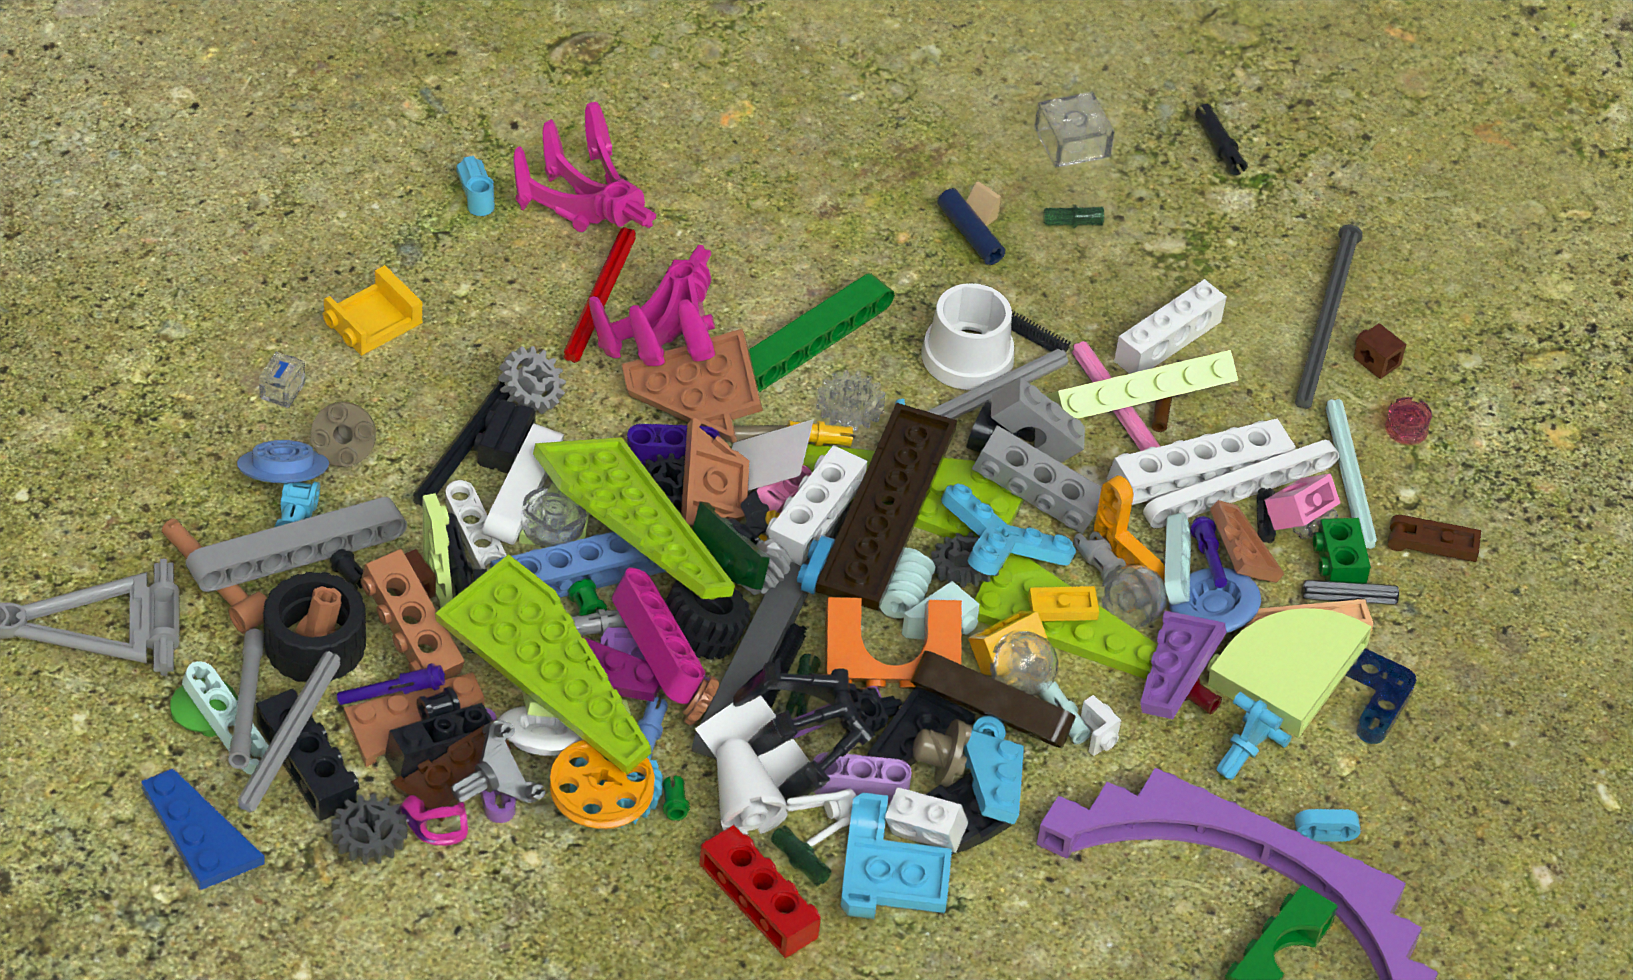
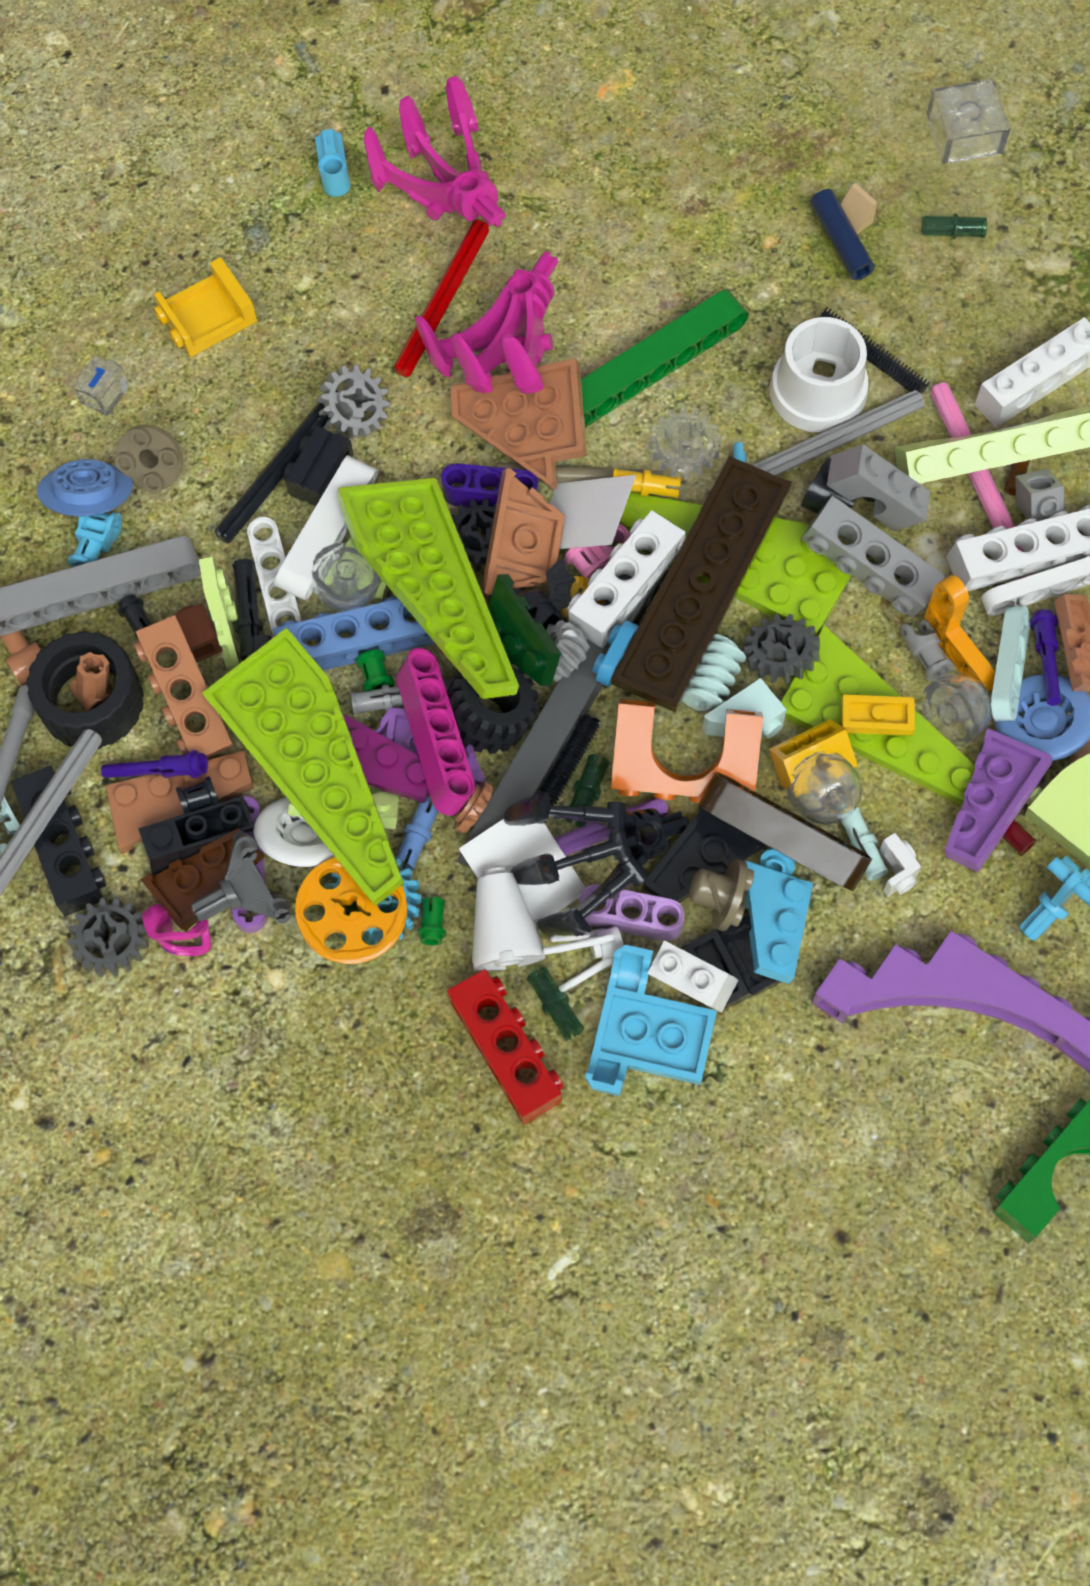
camera: 15 degrees right, 20 degrees up
(998, 538) = (820, 627): medium azure piece -> none
(1183, 423) = (1039, 494): none -> light grey brick

